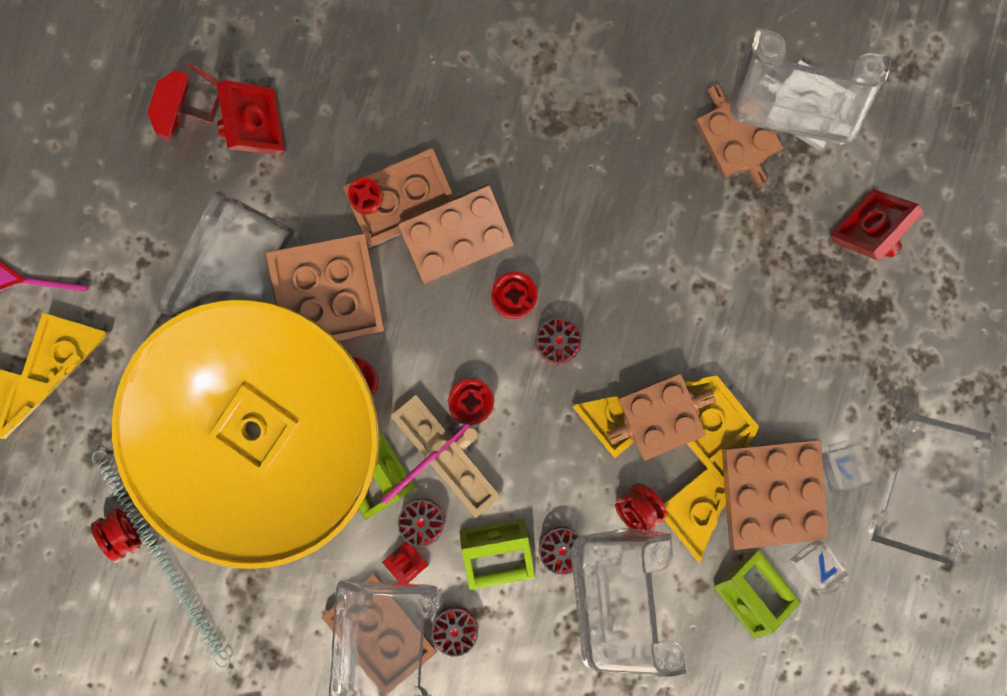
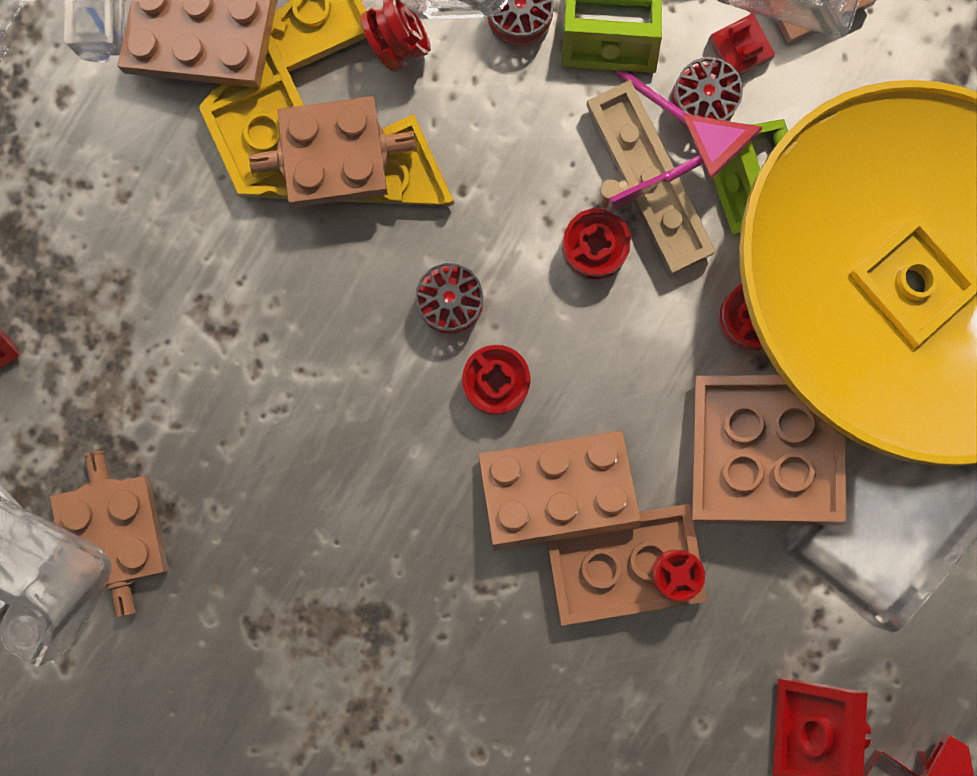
camera: 155 degrees left, 0 degrees up
(408, 487) = (715, 139): none -> dark pink piece

